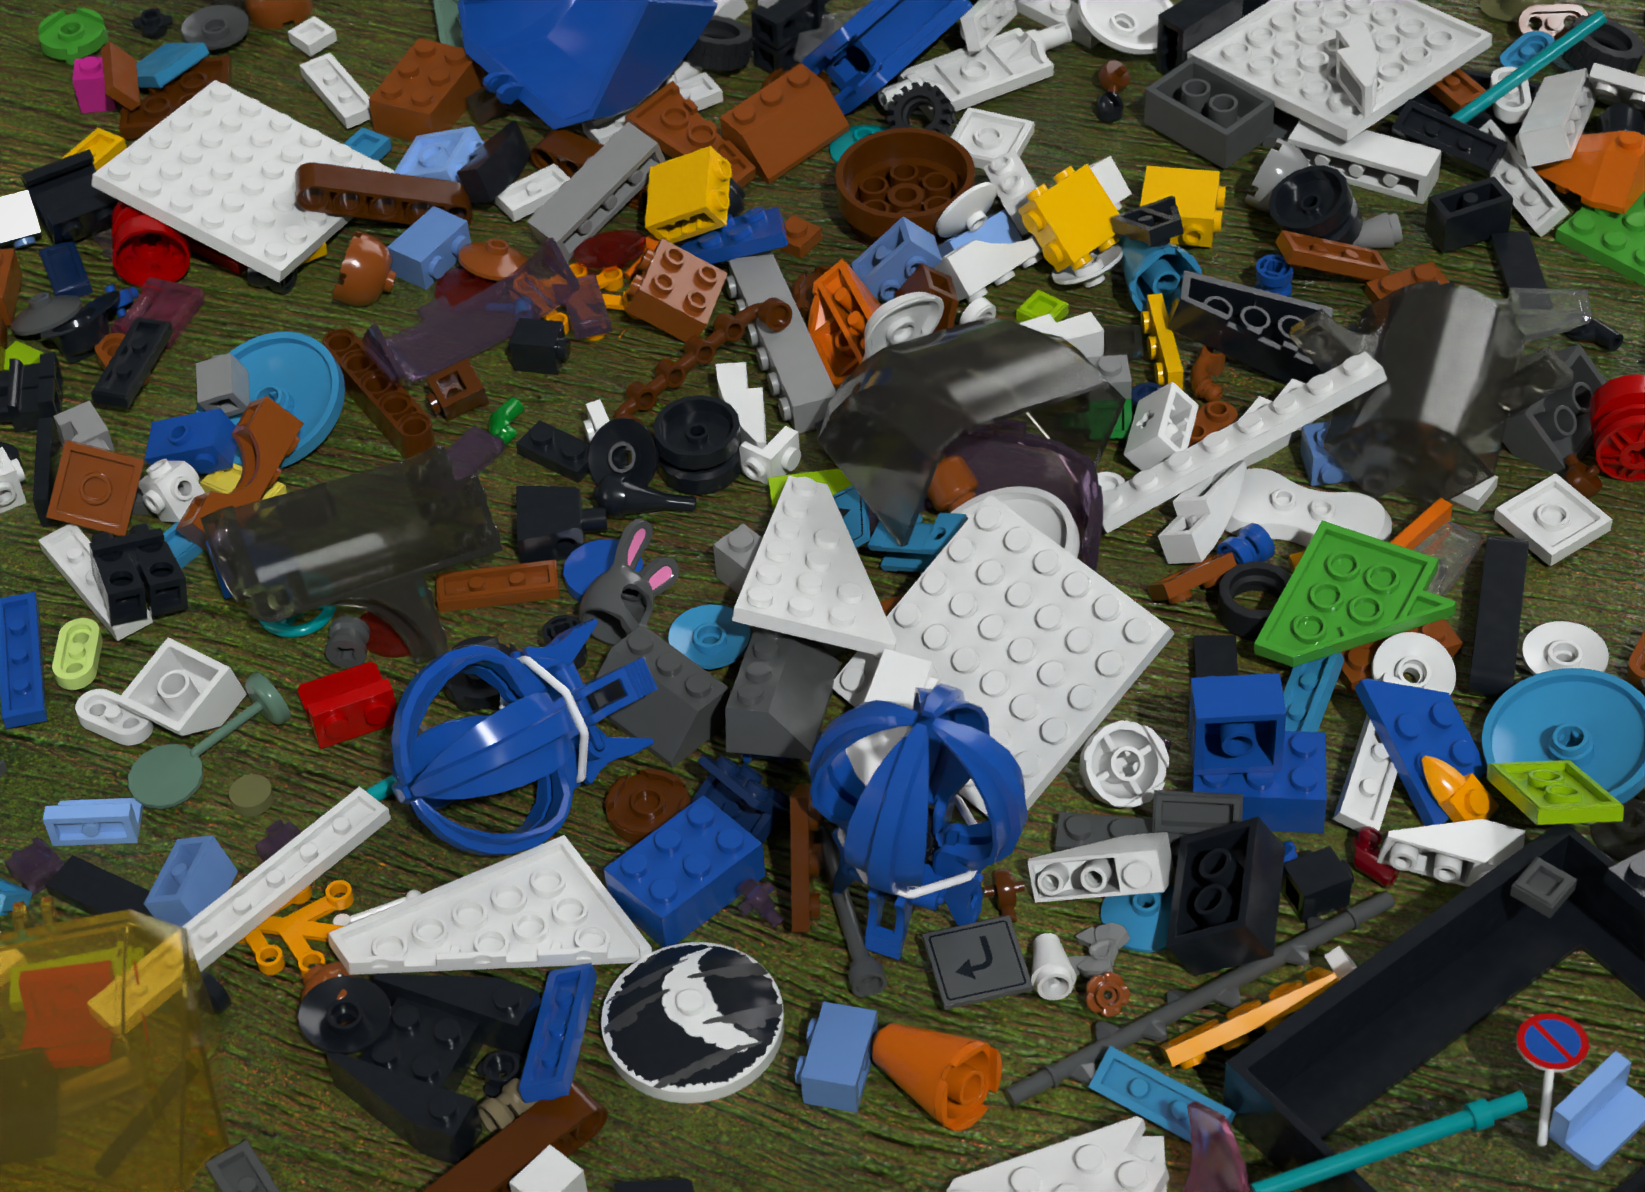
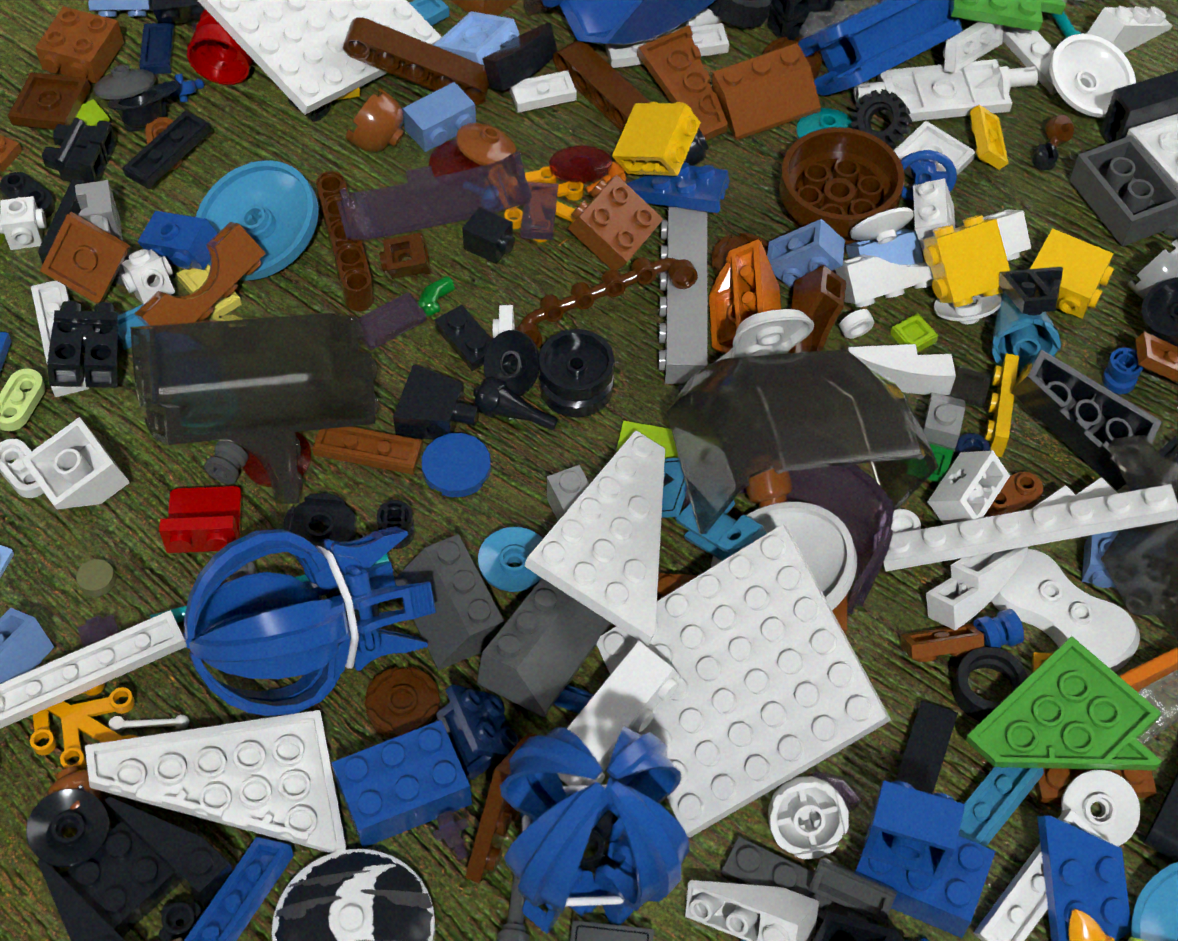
camera: 15 degrees right, 10 degrees up
(172, 304) = (215, 104): clear pink plate -> none
(174, 771) = (43, 533): sand green piece -> none
(222, 384) = (220, 196): light grey brick -> none
(597, 190) = (587, 109): light grey brick -> none
(622, 596) = (454, 500): dark grey piece -> none
(746, 401) = (629, 351): white slope -> none
(775, 459) = (636, 406): white bracket -> none
(801, 236) = (740, 198): dark orange plate -> none
(983, 142) = (925, 169): none -> blue piece
(1004, 891) = (660, 909): reddish brown piece -> none
(1042, 104) = (988, 137): none -> yellow plate
(1205, 366) = (1023, 450): dark orange piece -> none

